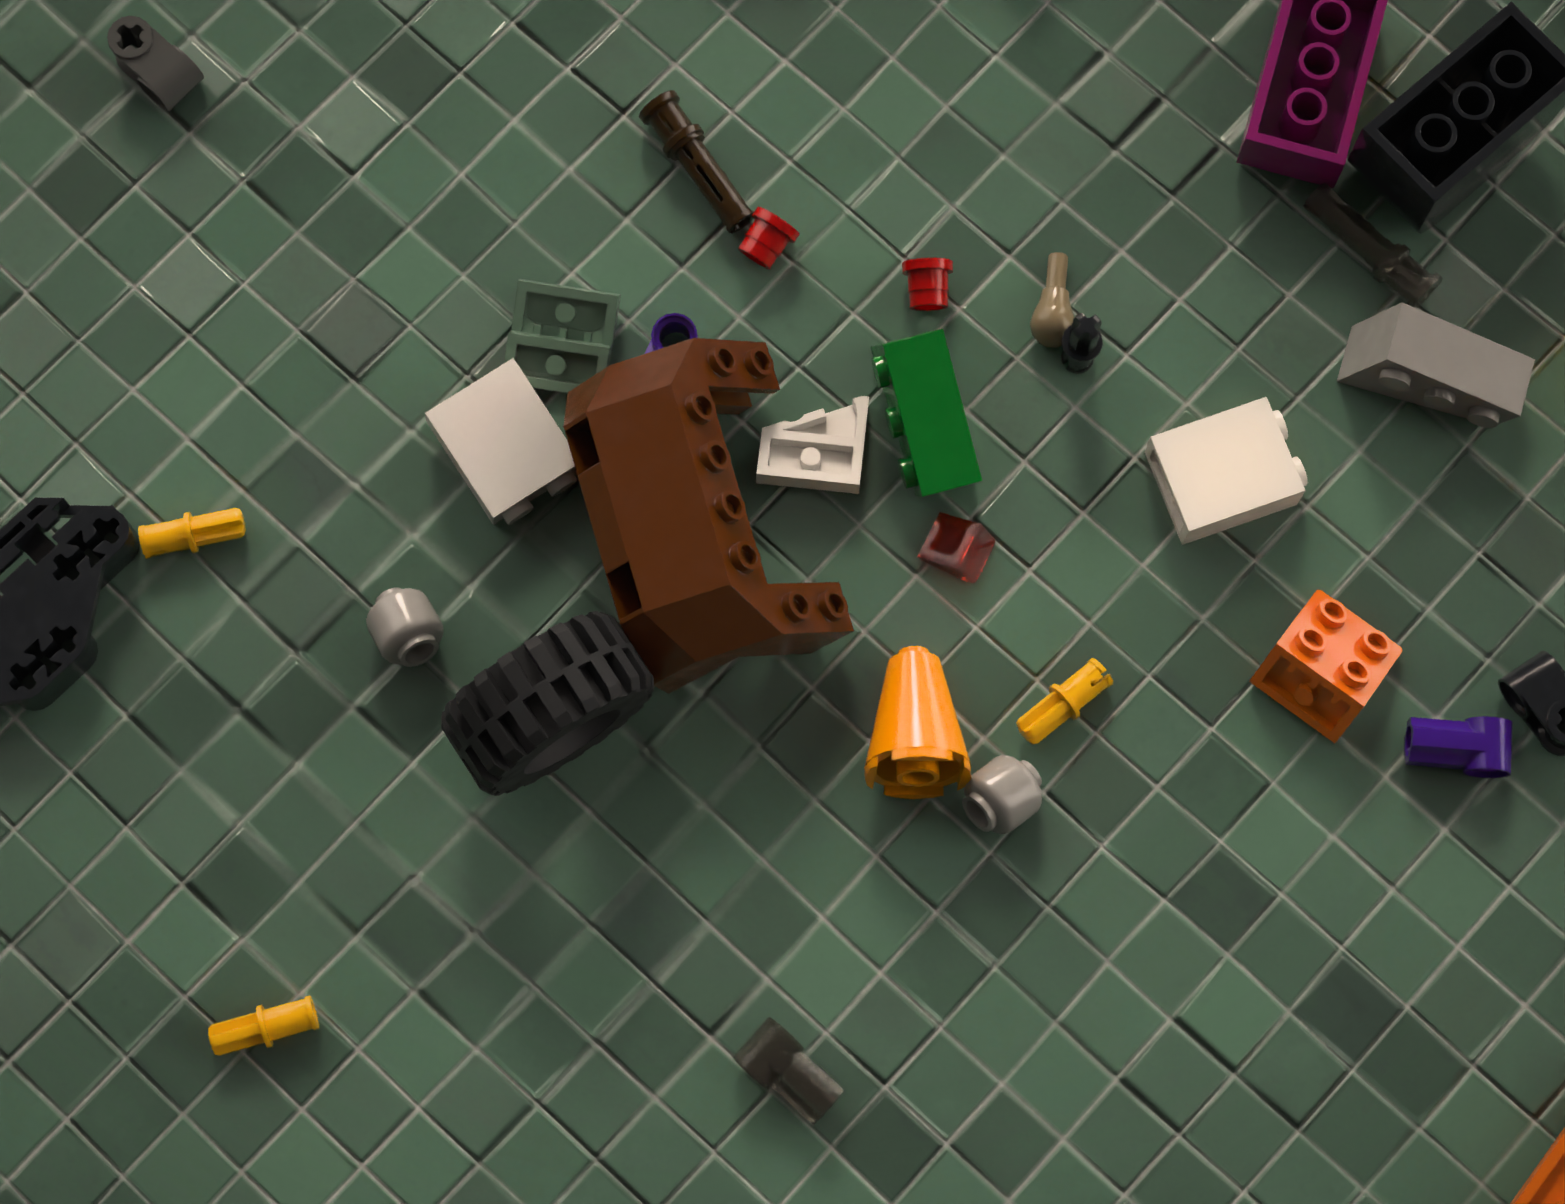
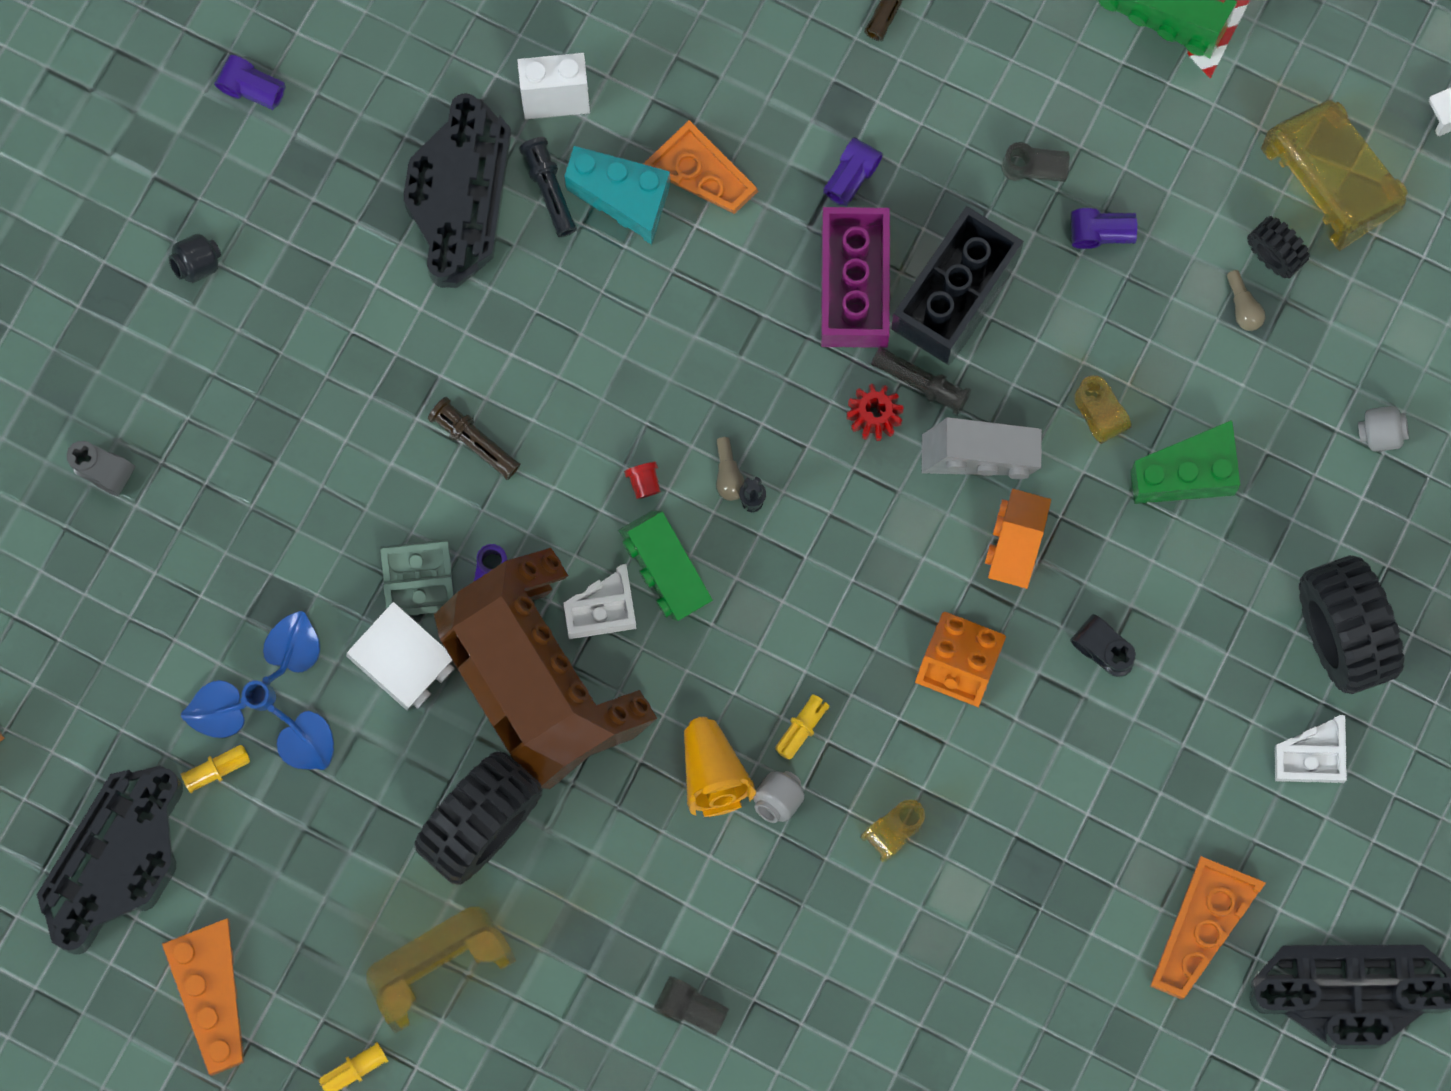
camera: 15 degrees left, 0 degrees up
(87, 843) = (207, 986): none -> orange wing
(221, 445) = (218, 707): none -> blue plant
(357, 904) = (394, 973): none -> clear yellow windscreen
(405, 626) = (370, 792): light grey head -> none
(767, 238) = (532, 477): red piece -> none
(957, 547) = (708, 645): clear red slope -> none
(1161, 891) = (893, 830): none -> clear yellow piece
(1226, 470) = (865, 551): white brick -> none
(1308, 267) = (885, 406): none -> red gear
(1466, 502) = (1020, 533): none -> orange brick
(1477, 746) = (1064, 685): dark purple piece -> none

